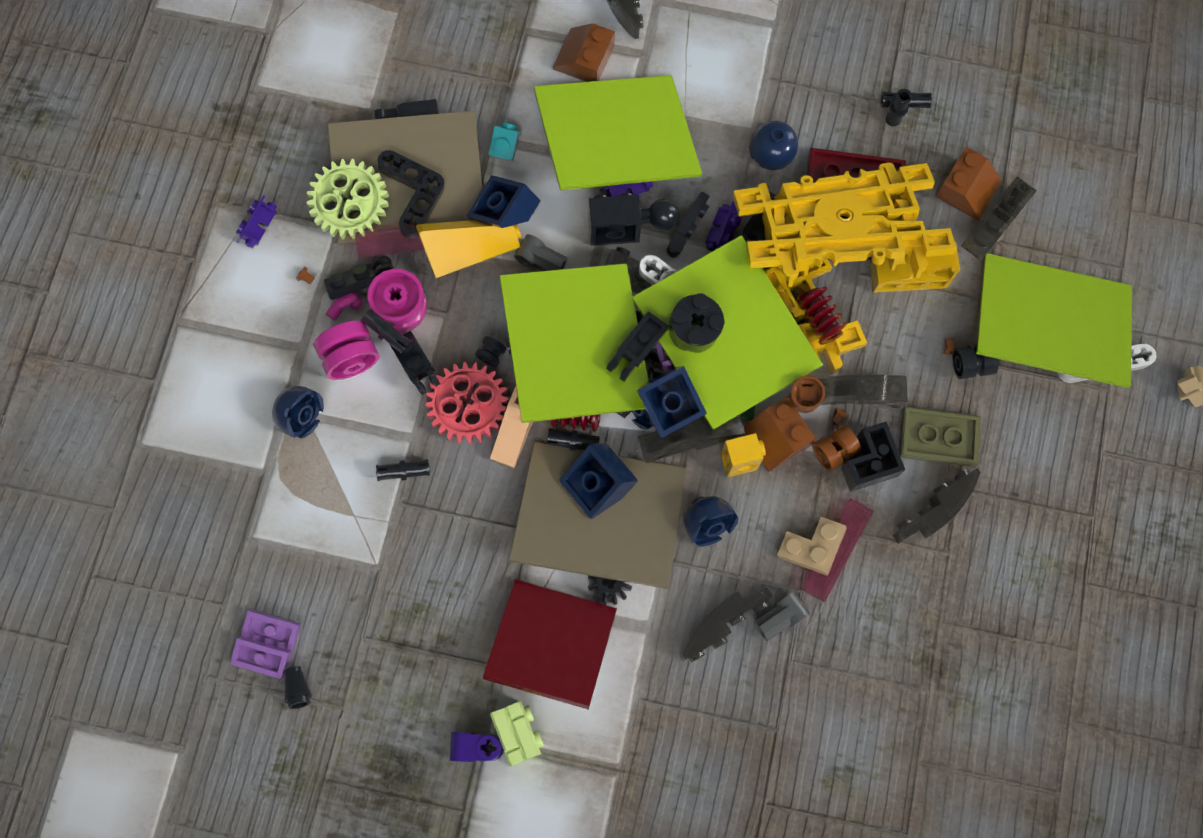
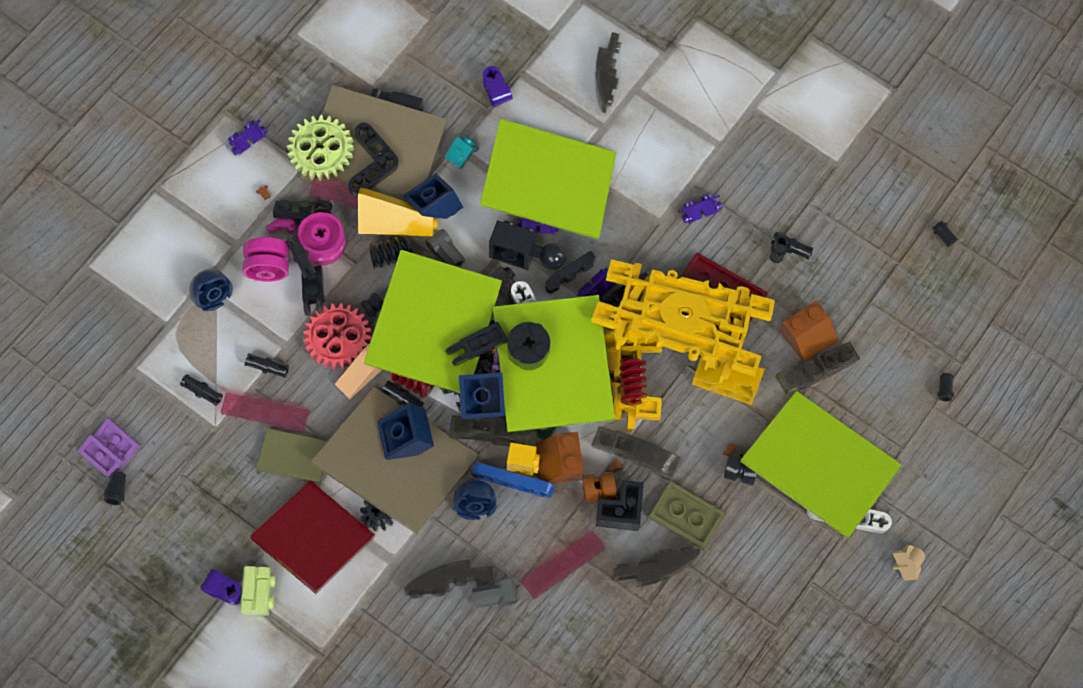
camera: 25 degrees right, 5 degrees down
(341, 530) = (201, 390): none -> black pin
(425, 523) = (265, 412): none -> clear pink tile
(479, 560) = (290, 456): none -> olive tile
(480, 283) = (389, 251): none -> black piece
(509, 55) = (495, 86): none -> dark purple piece
(585, 52) = (557, 108): dark orange slope -> none
(738, 480) = (513, 480): none -> blue beam
(774, 145) = (668, 238): dark blue cylinder -> none
(783, 103) = (692, 210): none -> dark purple hinge
(807, 394) = (592, 436): dark orange wheel -> none
(815, 553) = (545, 559): tan plate -> none
(1053, 23) = (944, 233): none -> black pin
(1136, 184) = (946, 387): none -> black pin

